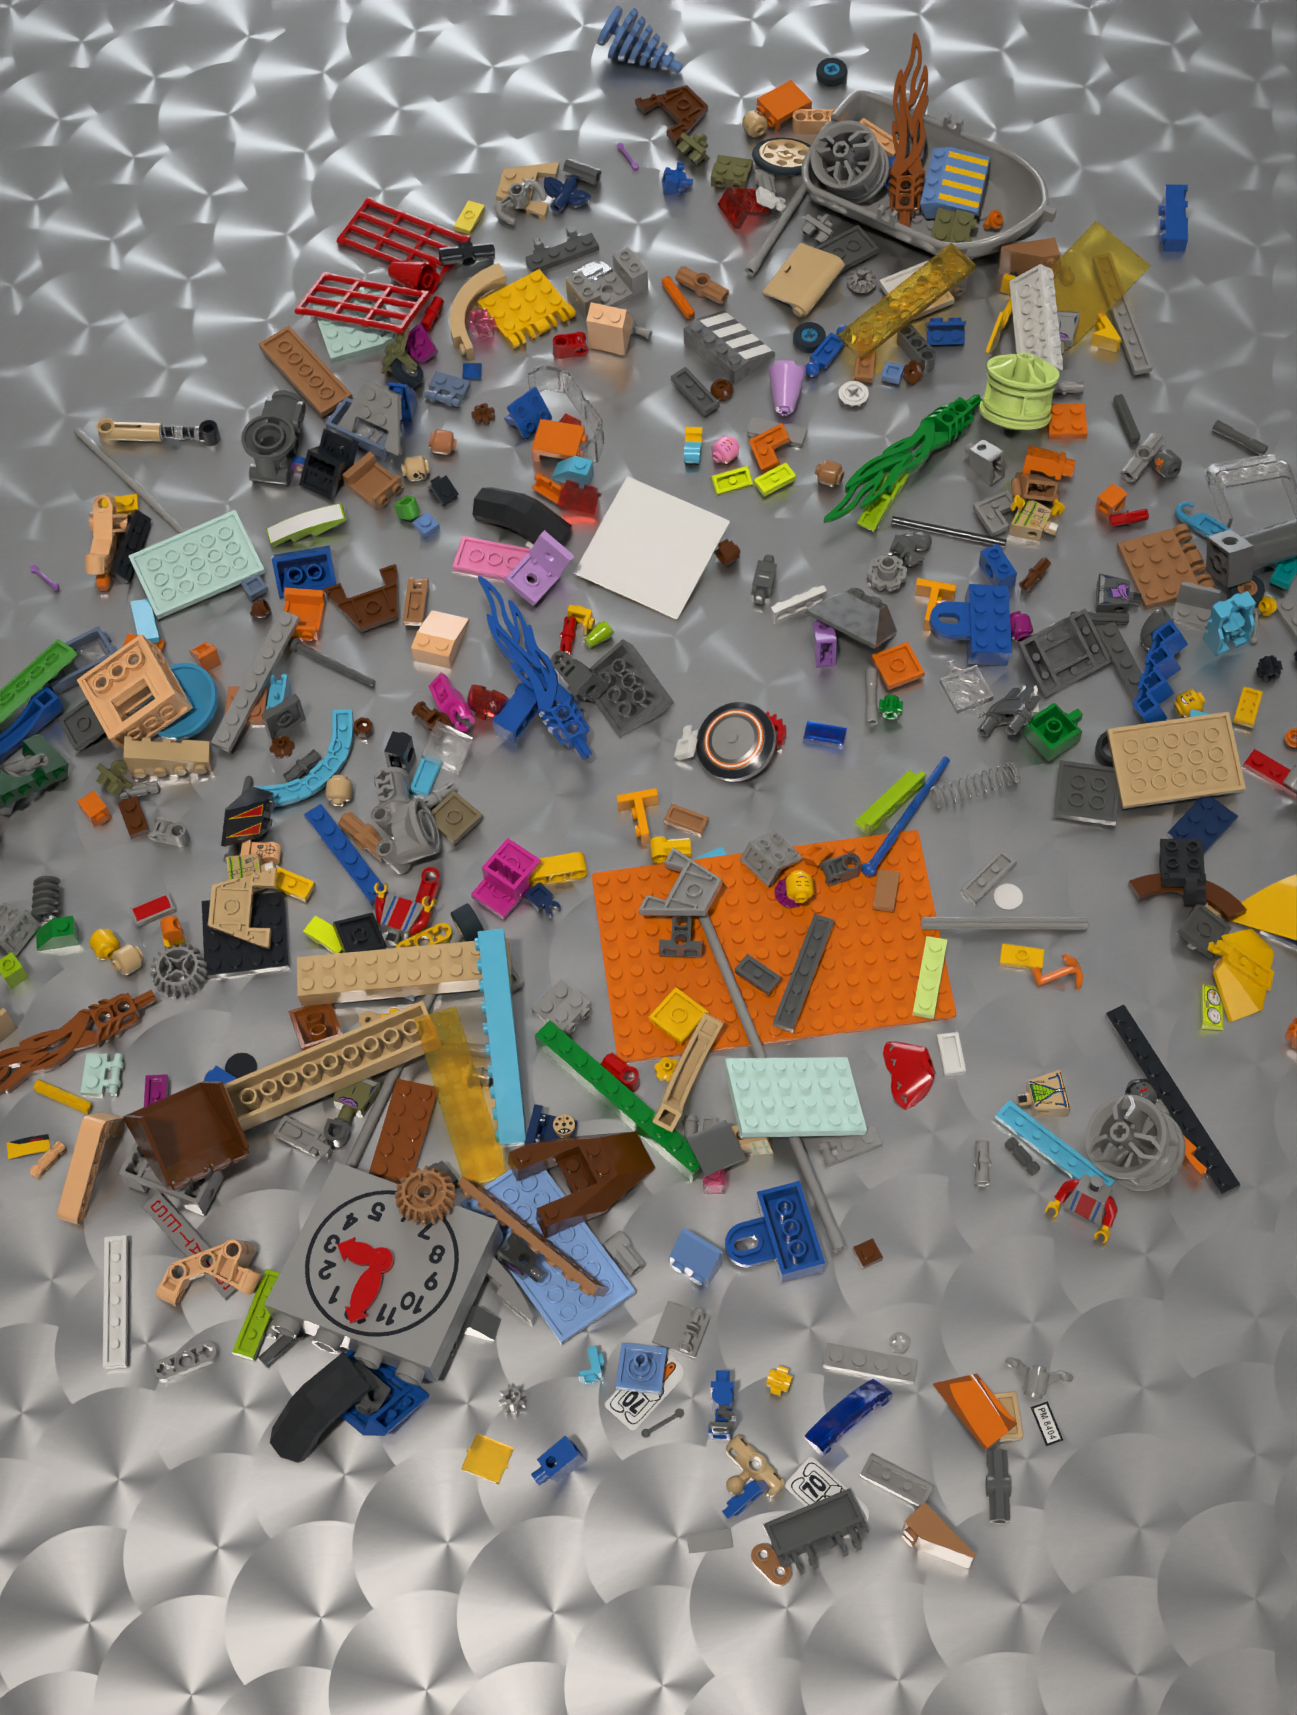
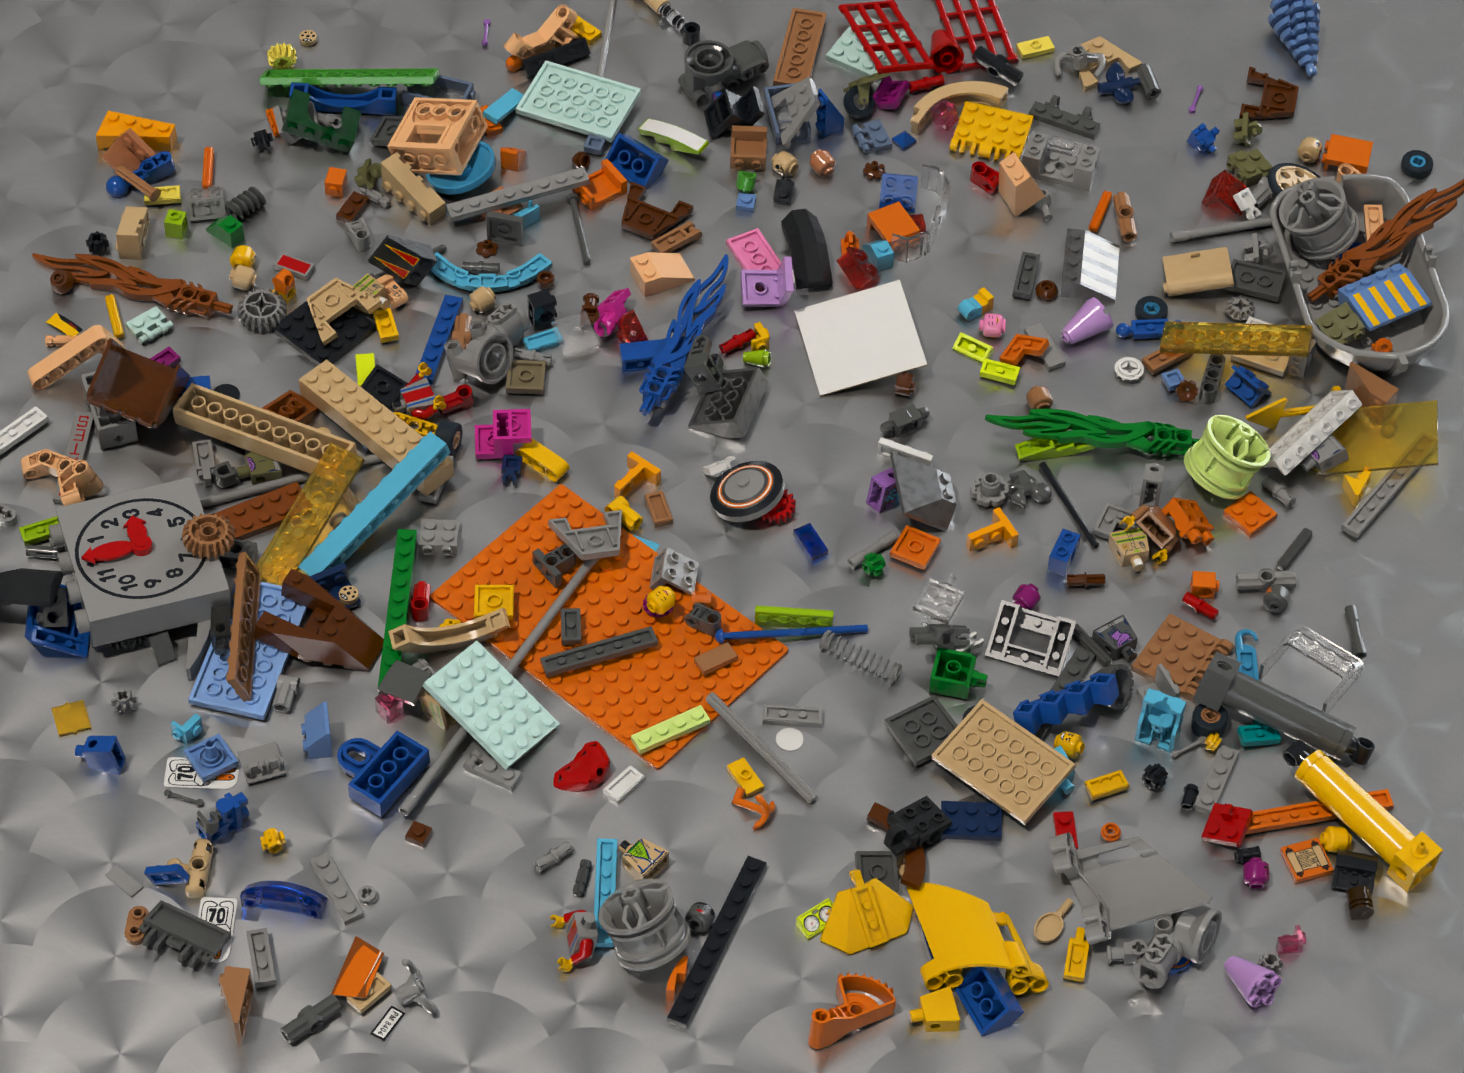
camera: 45 degrees right, 10 degrees down
(981, 621) = (1000, 570): blue brick -> none

